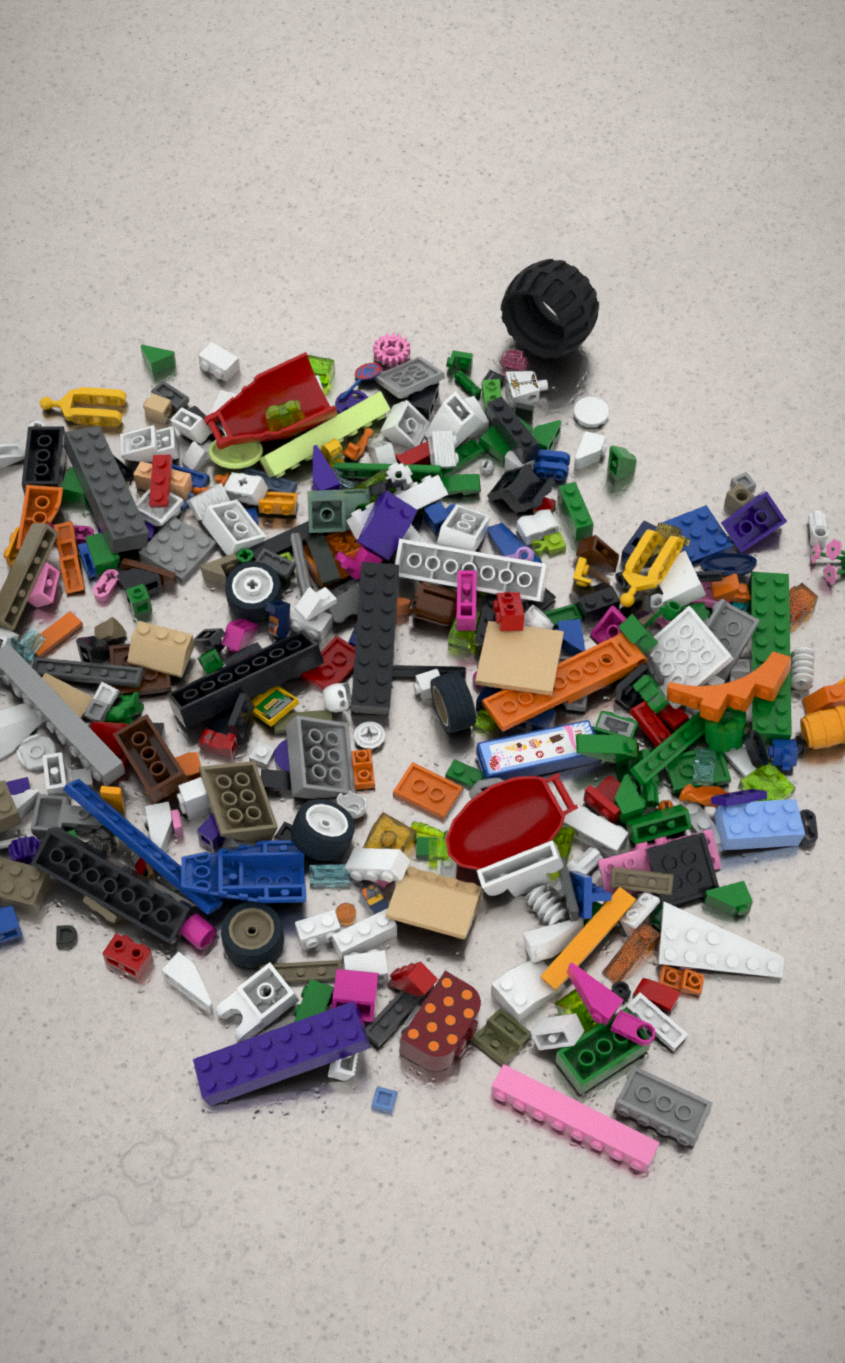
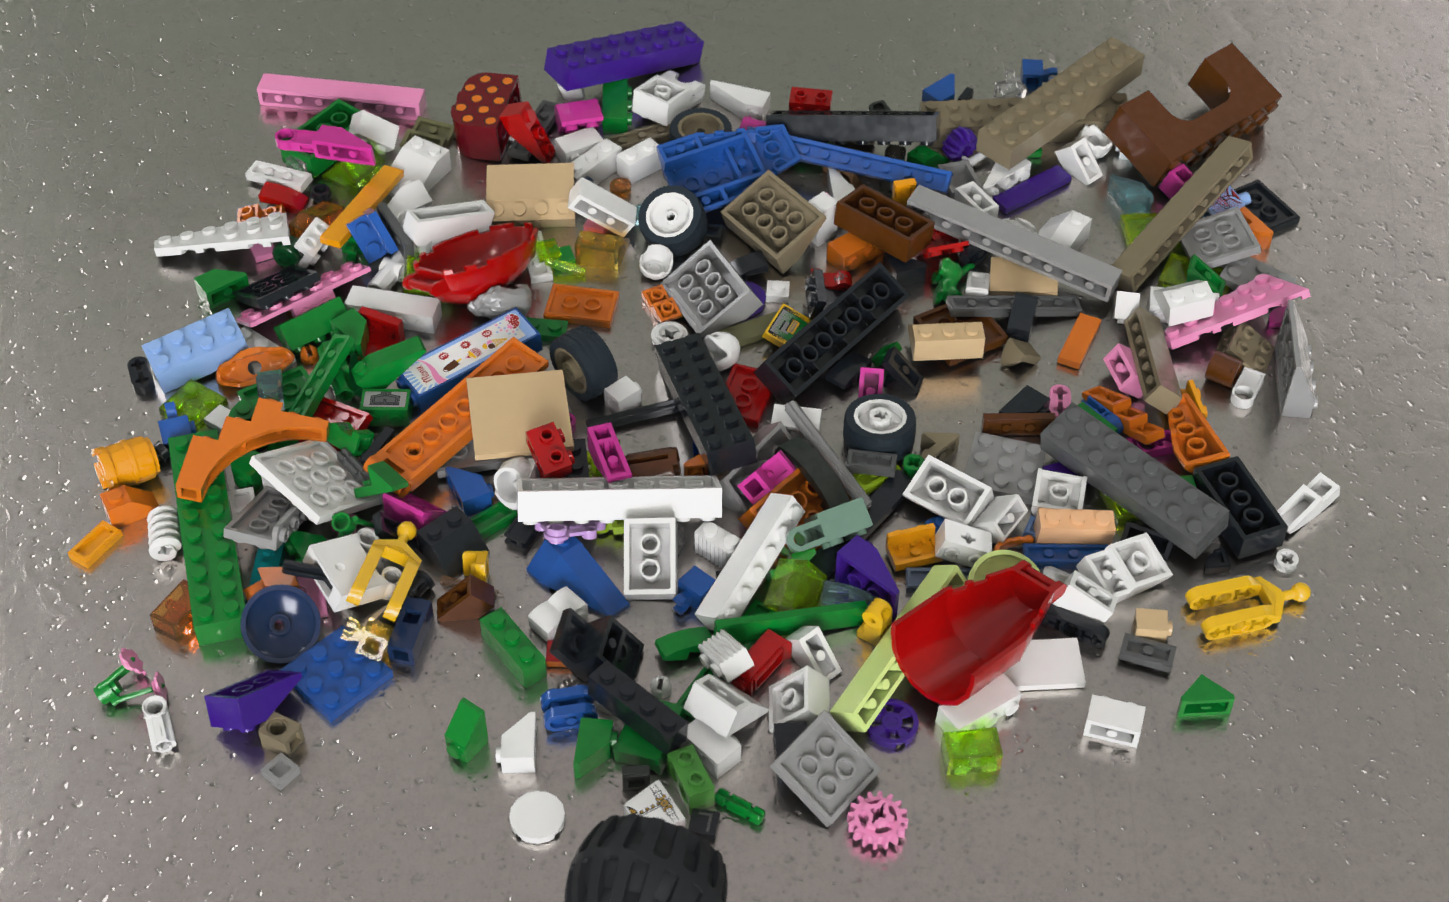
camera: 160 degrees right, 10 degrees down
(28, 643) = (1099, 309): clear light blue slope -> none
(97, 710) = (974, 267): light grey tile -> none
(139, 599) = (1006, 386): green bracket -> none
(160, 481) = (1070, 501): red plate -> none
(279, 618) = (834, 403): dark blue leg -> none
(284, 415) = (965, 634): clear neon green slope -> none
(314, 603) = (790, 409): white slope -> none
(353, 451) = (853, 650): orange piece -> none
(364, 372) = (894, 774): piece -> none
(384, 485) = (773, 561): black piece -> none
(384, 1100) = (525, 75): medium blue tile -> none
(386, 524) = (748, 514): dark purple slope -> none
(396, 469) = (764, 593): white brick -> none
(460, 360) = (766, 834): green bracket -> none
(551, 543) = (525, 605): lime plate -> none
(641, 880) = (318, 261): dark tan tile -> none
(663, 1106) = (257, 118): light grey bracket -> none
(739, 797) = (222, 353): dark purple tile -> none
(755, 749) = (209, 416): black beam -> none

